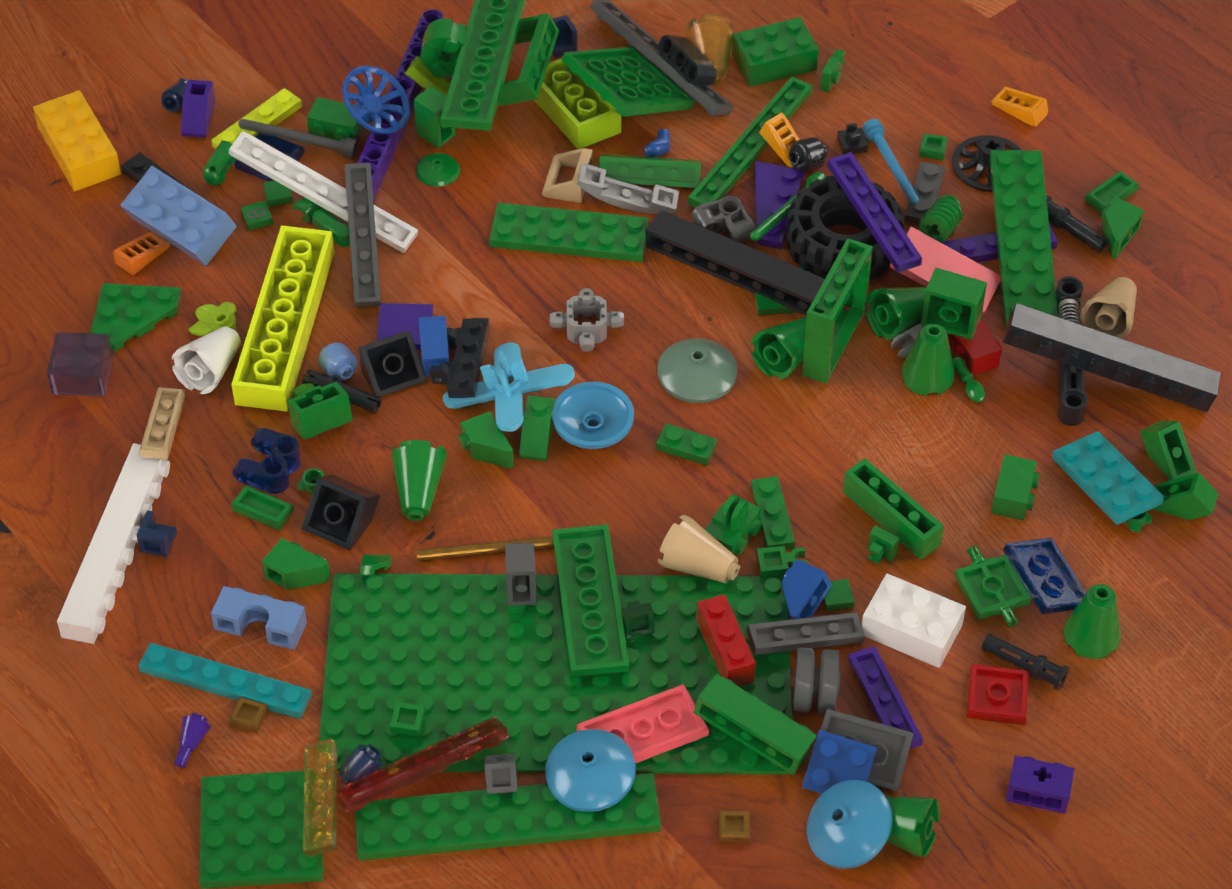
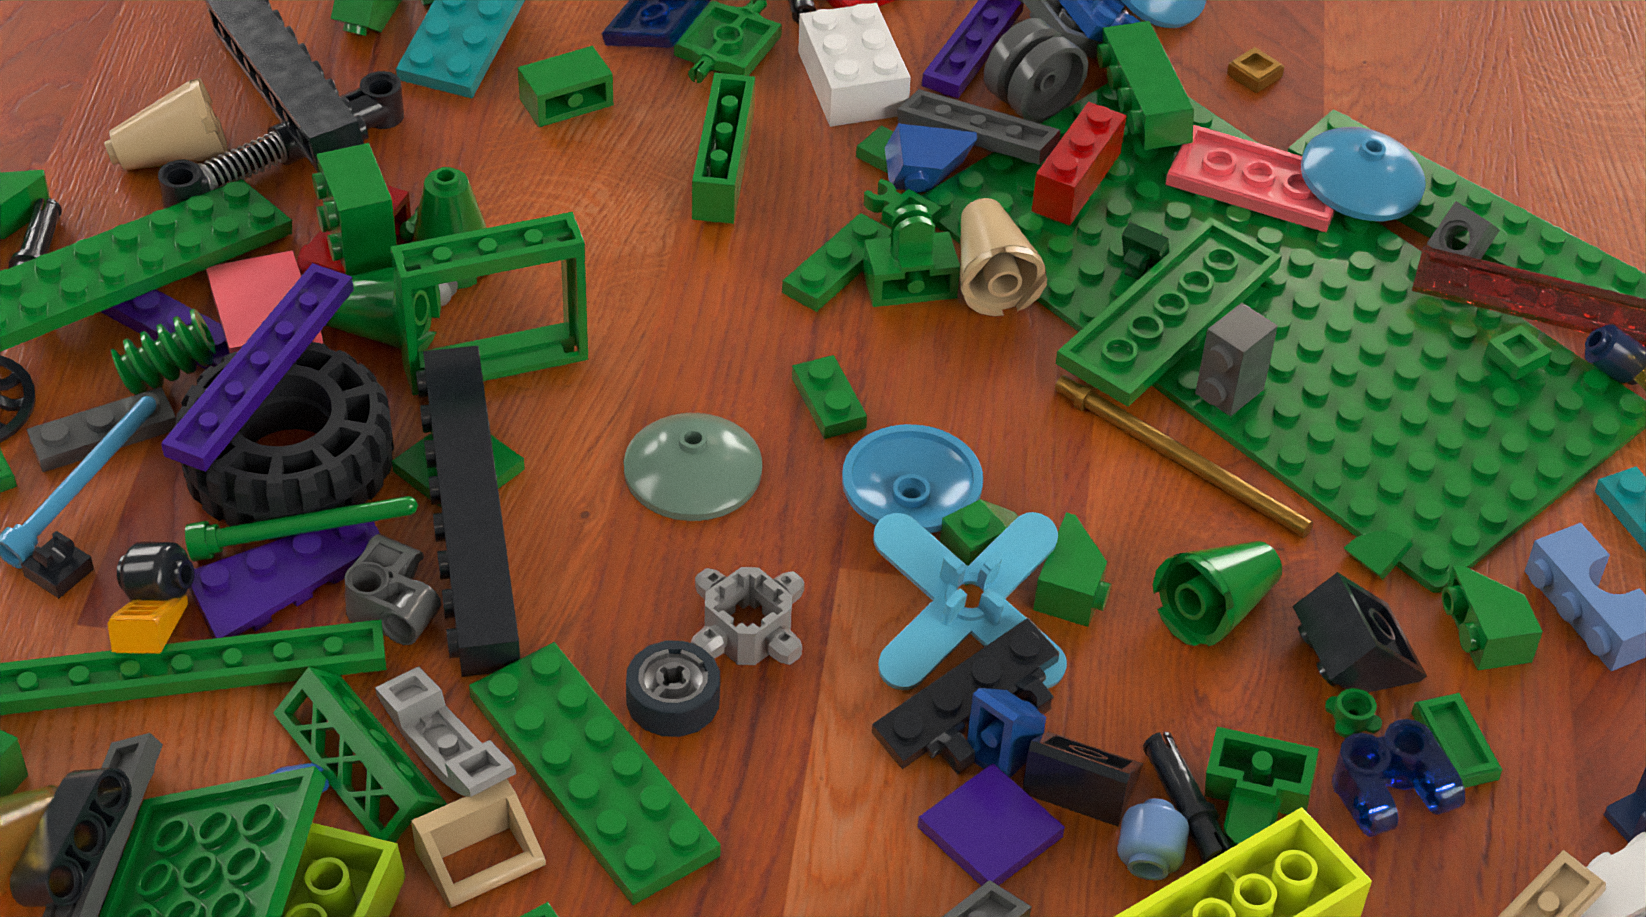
camera: 135 degrees left, 5 degrees down
(577, 271) = (673, 688): none -> black wheel
(780, 348) = (565, 374): green cone -> none
(882, 545) = (779, 140): green tile -> none

